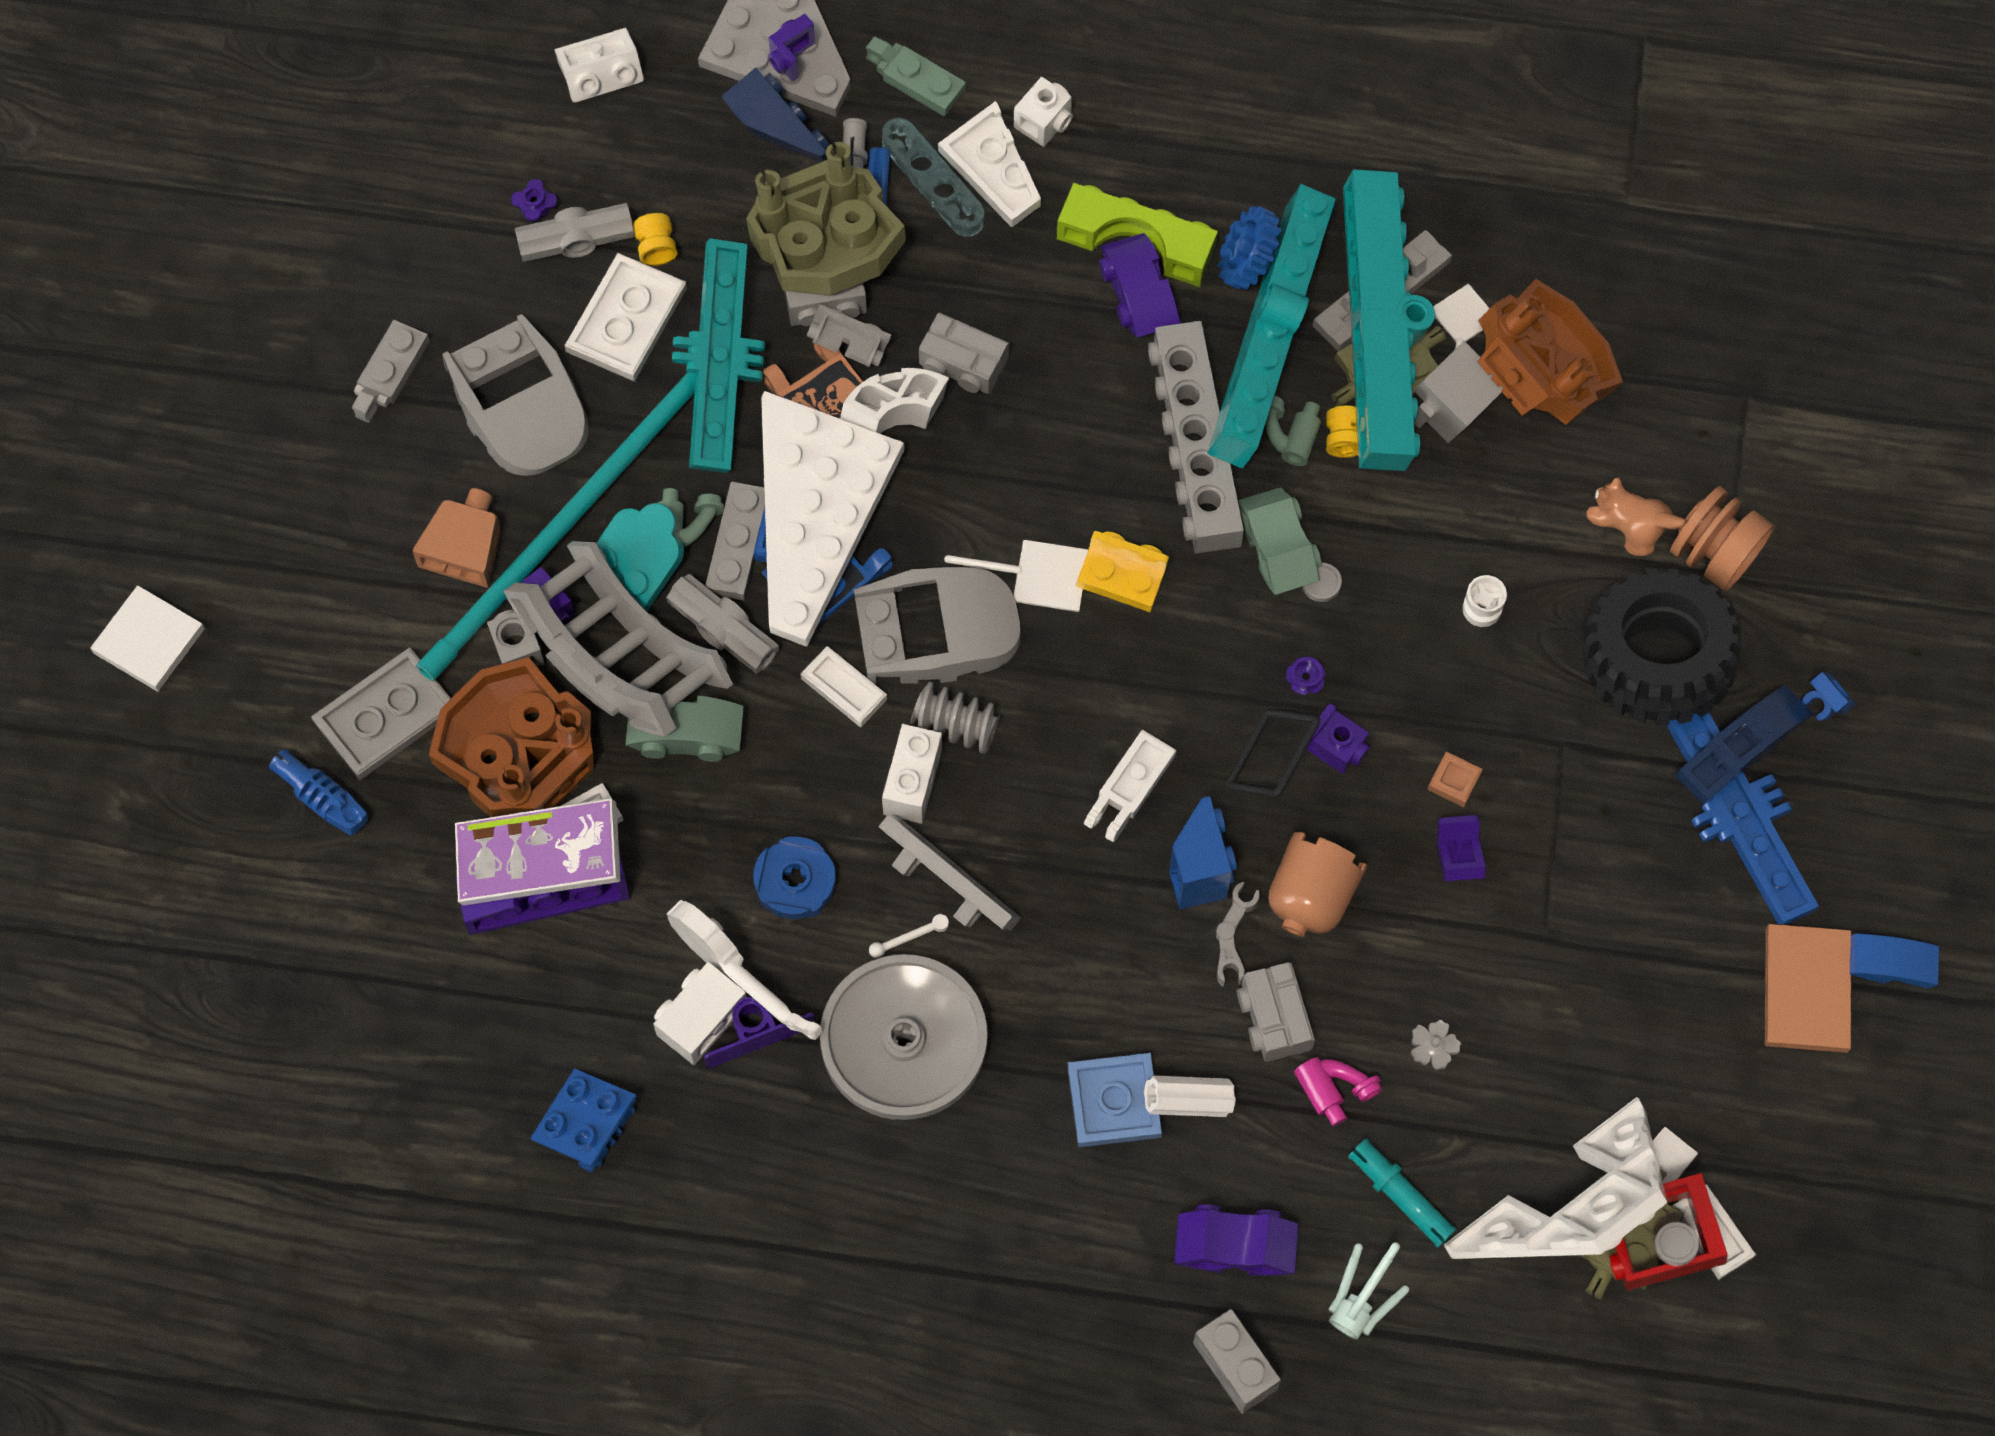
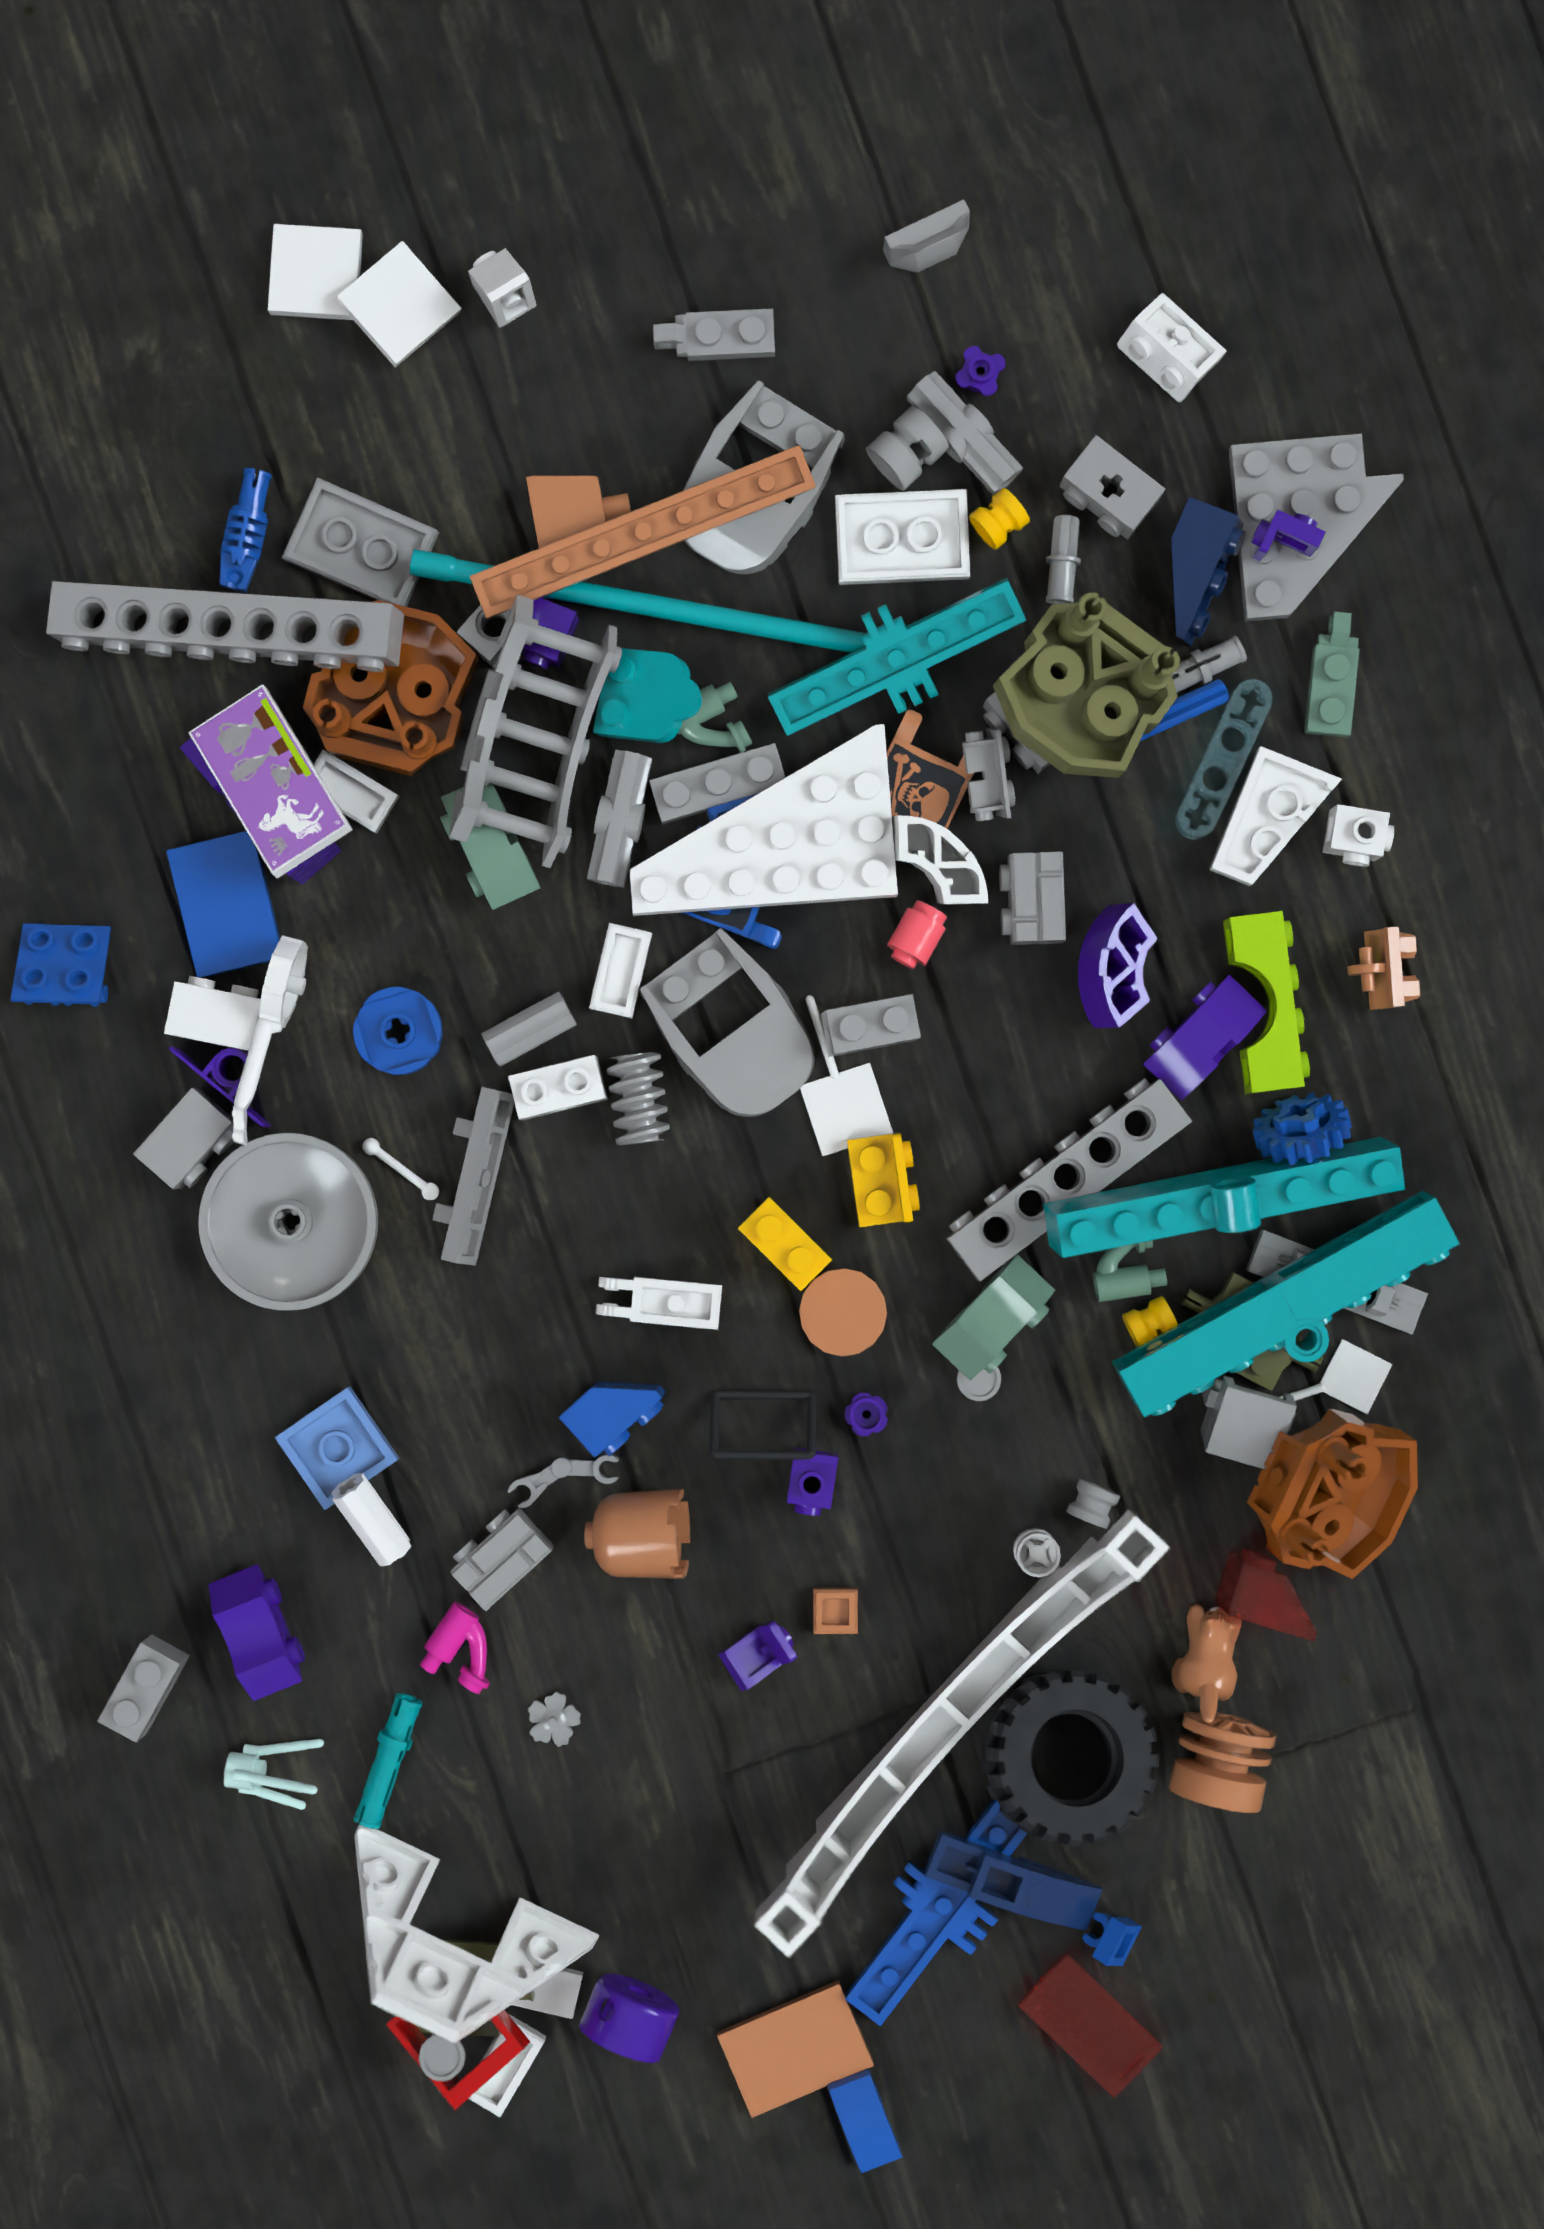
camera: 60 degrees right, 20 degrees up
(214, 585) = (398, 304): none -> white tile
(251, 498) = (502, 286): none -> white slope
(365, 842) = (77, 604): none -> light grey brick
(412, 186) = (928, 239): none -> light grey slope
(510, 484) = (644, 531): none -> nougat plate
(561, 274) = (910, 445): none -> light grey wheel
(610, 963) = (224, 904): none -> blue tile
(662, 150) = (1098, 469): none -> light grey brick
(713, 212) = (1063, 559): none -> light grey axle
(789, 1088) = (187, 1140): none -> light grey brick
(851, 775) = (529, 1029): none -> light grey axle
(942, 451) = (917, 935): none -> coral brick
(995, 516) = (870, 1025): none -> light grey brick
(1048, 320) = (1113, 966): none -> dark purple brick
(1134, 665) = (784, 1243): none -> yellow brick
(1158, 141) = (1382, 968): none -> nougat hips
(1213, 654) = (843, 1312): none -> nougat tile
(1466, 541) = (1093, 1503): none -> light grey wheel
(1603, 445) = (1262, 1595): none -> clear red slope
(1628, 820) = (892, 1776): none -> white arch
(1716, 1093) = (634, 2019): none -> dark purple piece
(1894, 749) = (1090, 2025): none -> clear red piece

